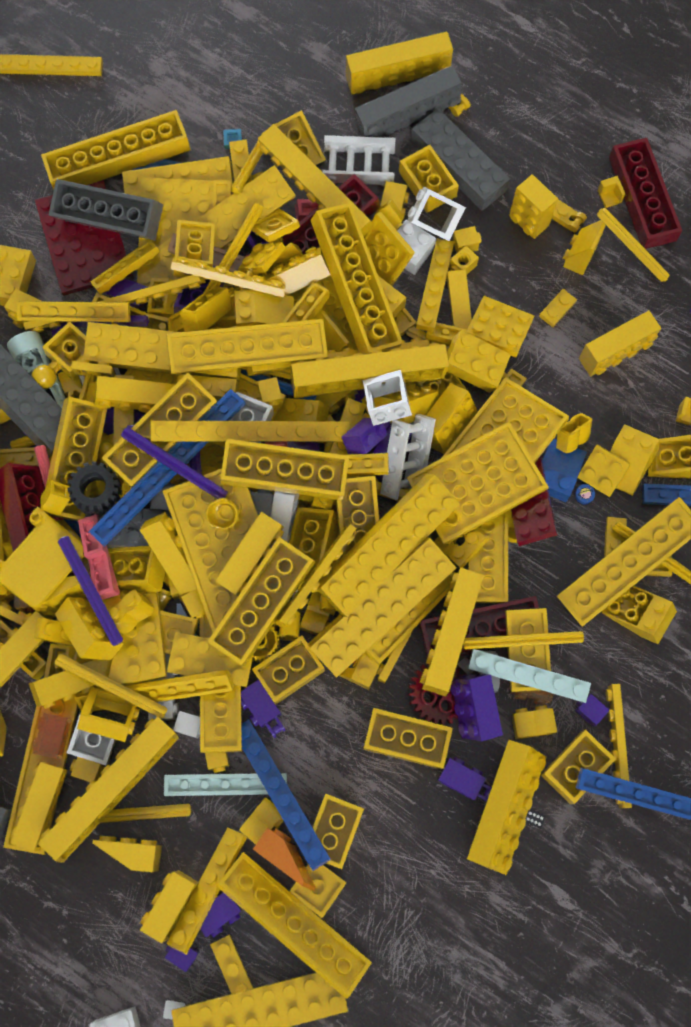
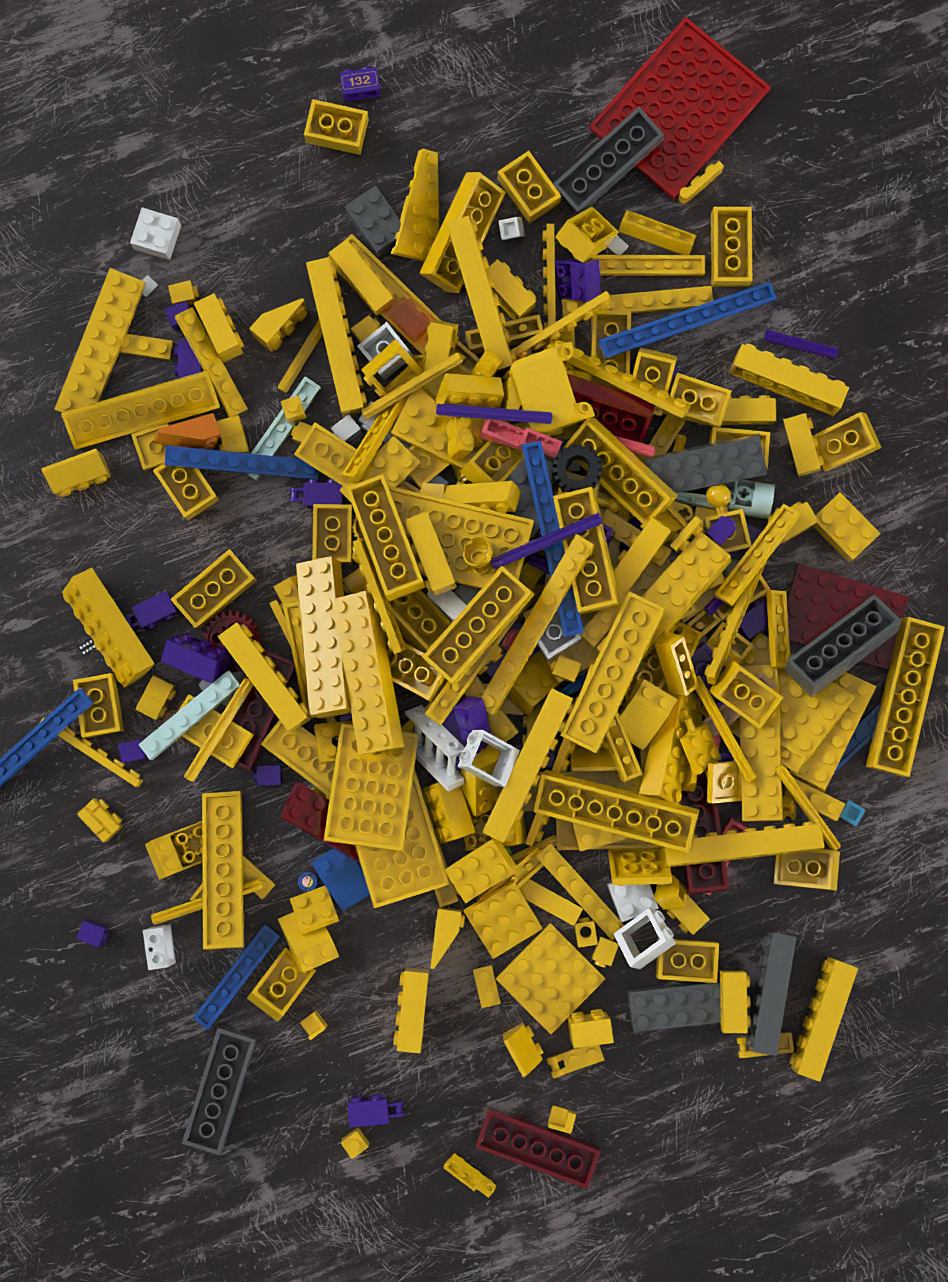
camera: 125 degrees right, 10 degrees up
(55, 498) = (592, 433): yellow panel -> none
(70, 348) = (721, 530): none -> dark purple brick
(158, 966) = (183, 292): none -> yellow brick
(201, 781) = (293, 409): none -> yellow brick
(235, 278) = (692, 701): yellow plate -> none
(359, 145) = (770, 914): white fence -> none
(392, 941) = (76, 473): none -> yellow slope
(435, 121) = (734, 1001): none -> yellow brick
(516, 267) = (550, 978): none -> yellow plate
(526, 582) = (268, 775): none -> dark purple brick
(544, 357) = (446, 929): none -> yellow slope
(574, 433) = (361, 909): yellow brick -> none
(624, 235) = (490, 1087): yellow axle -> none
(667, 696) = (100, 819): none -> yellow brick

